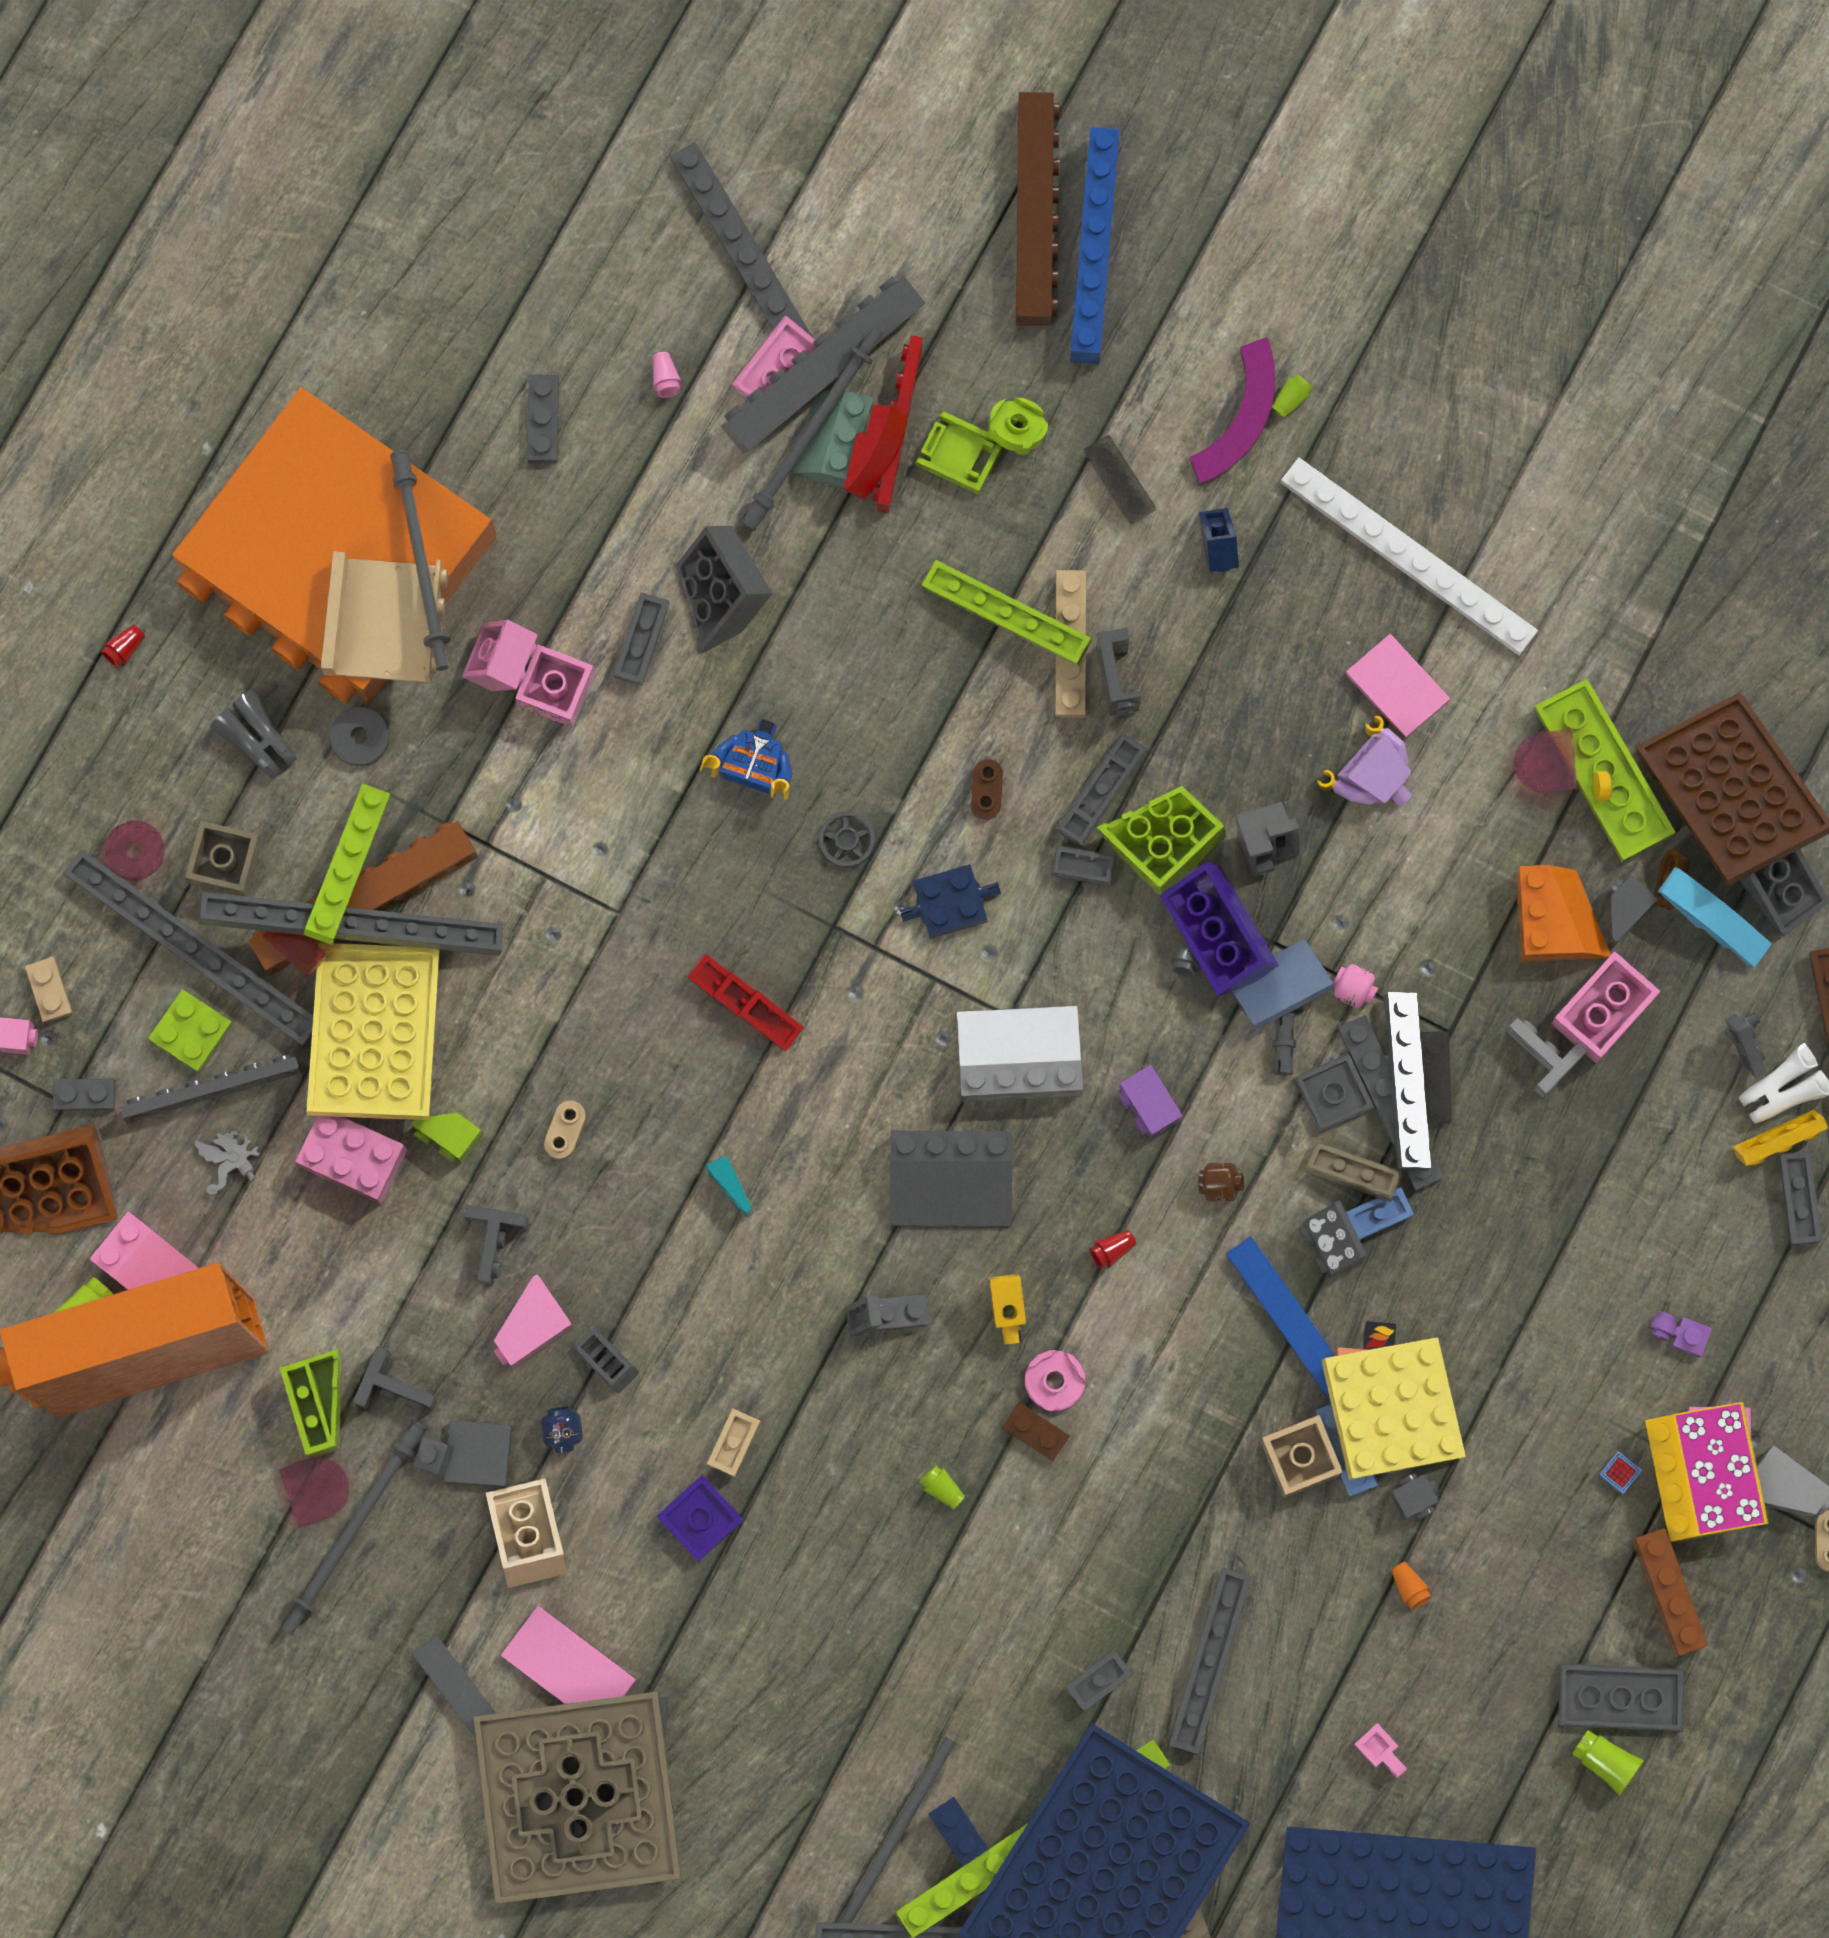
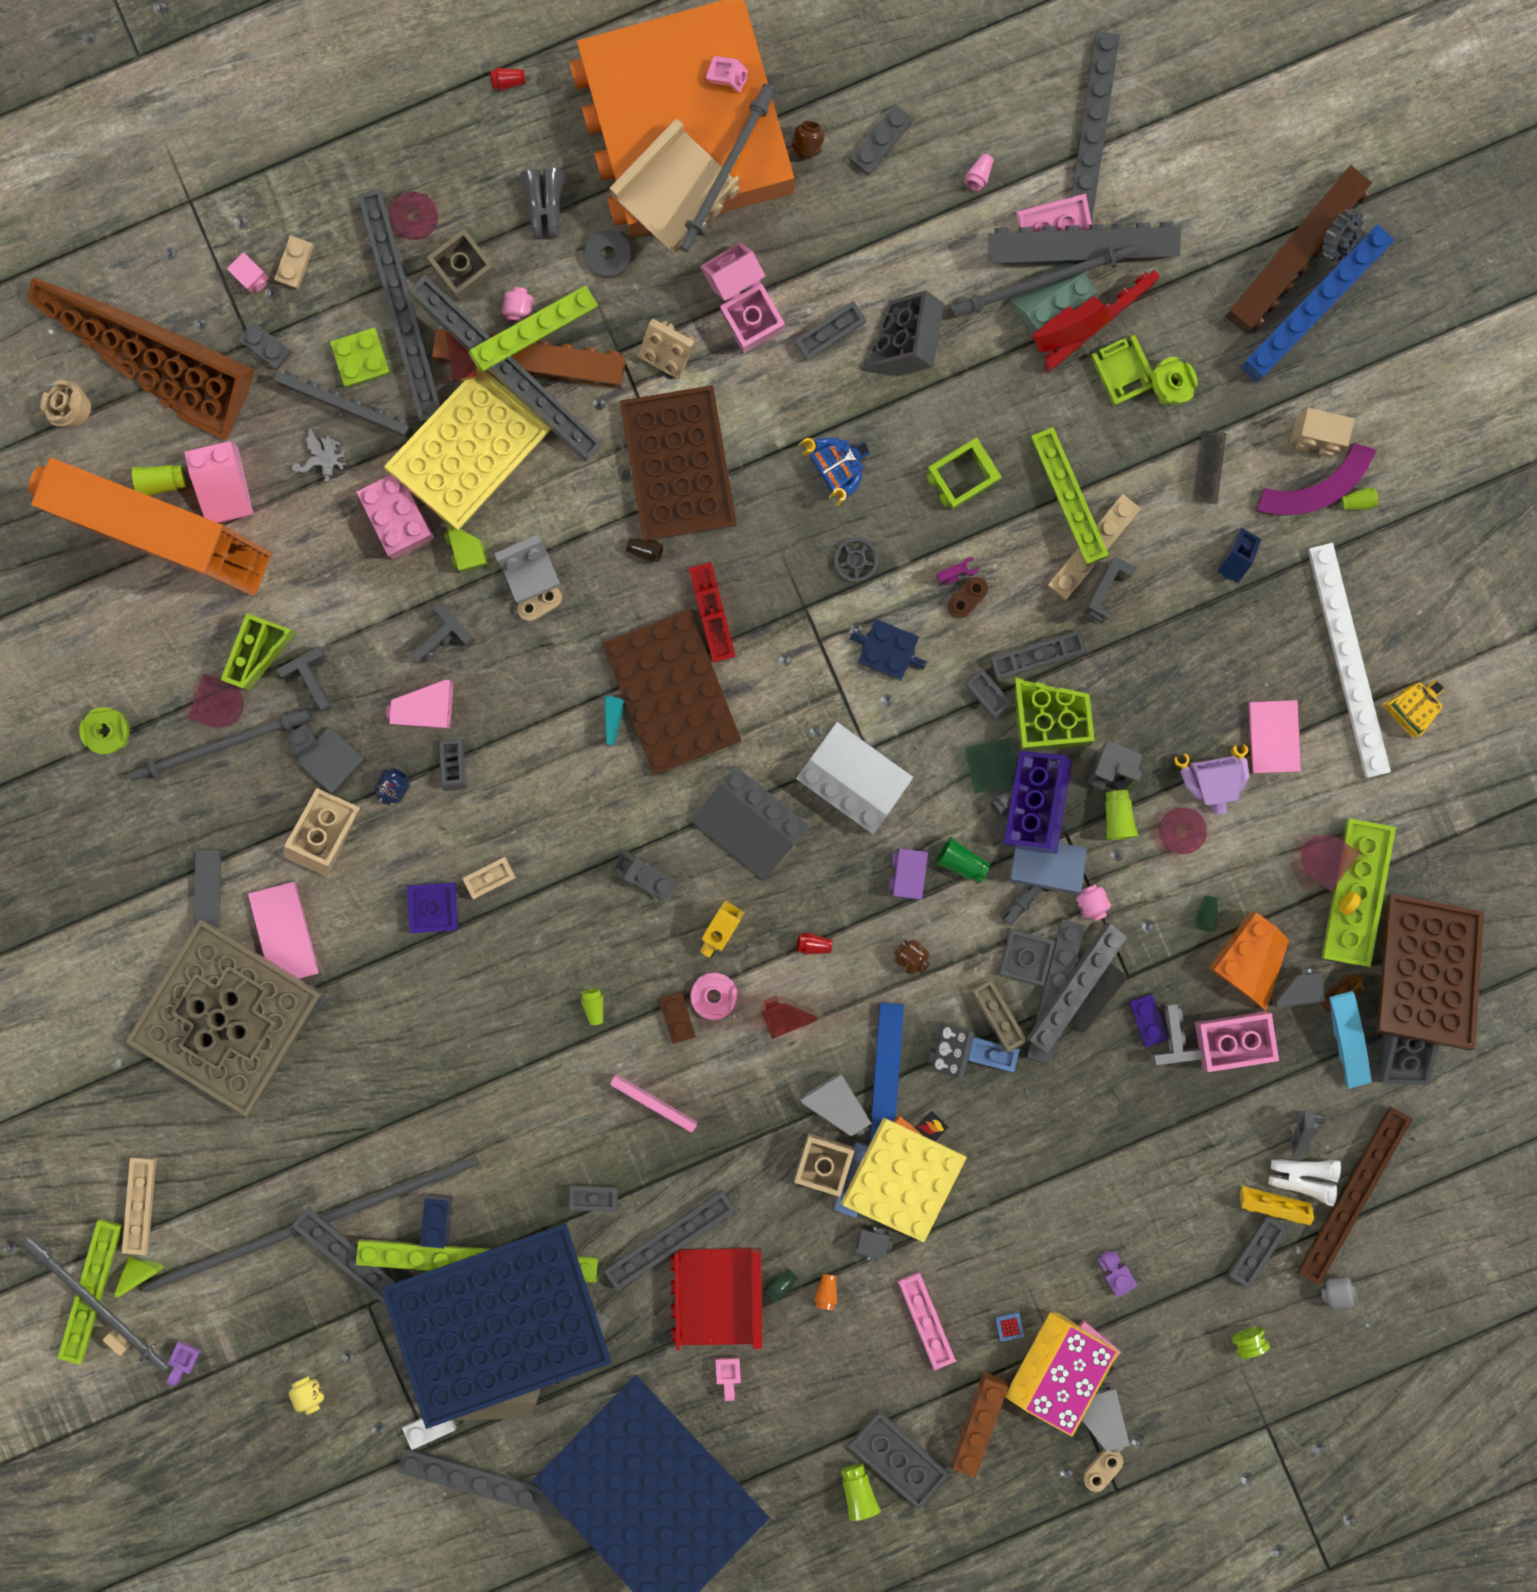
camera: 35 degrees right, 10 degrees up
(205, 1607) = (94, 722): none -> lime plate
(310, 856) = (517, 305): none -> bright pink head
(346, 471) = (727, 72): none -> bright pink bracket
(471, 473) = (808, 139): none -> reddish brown head
(493, 781) = (666, 348): none -> tan plate
(527, 1104) = (528, 569): none -> light grey bracket
(594, 884) = (678, 463): none -> reddish brown plate
(629, 993) = (645, 549): none -> dark brown cone
(768, 1113) = (671, 692): none -> reddish brown plate
(895, 646) = (983, 461): none -> lime window
(952, 778) = (951, 574): none -> magenta plate
(1065, 163) = (1342, 235): none -> dark grey gear
(1082, 1535) = (653, 1103): none -> bright pink tile
(1139, 1335) = (785, 1015): none -> clear red slope
(1144, 931) = (992, 765): none -> clear green plate
(1192, 1048) = (962, 861): none -> green plant
(1199, 362) = (1321, 432): none -> tan brick
(1268, 1388) = (838, 1105): none -> light grey slope
(1306, 1680) = (717, 1297): none -> red panel
(1311, 882) = (1119, 816): none -> lime plant
(1357, 1617) = (779, 1285): none -> clear green cone
(1389, 830) = (1195, 837): none -> clear pink tile
(1476, 908) = (1208, 914): none -> clear green cone
(1504, 1058) = (1148, 1020): none -> dark purple plate
(1509, 549) = (1415, 707): none -> yellow torso
(1533, 1534) = (926, 1321): none -> bright pink tile

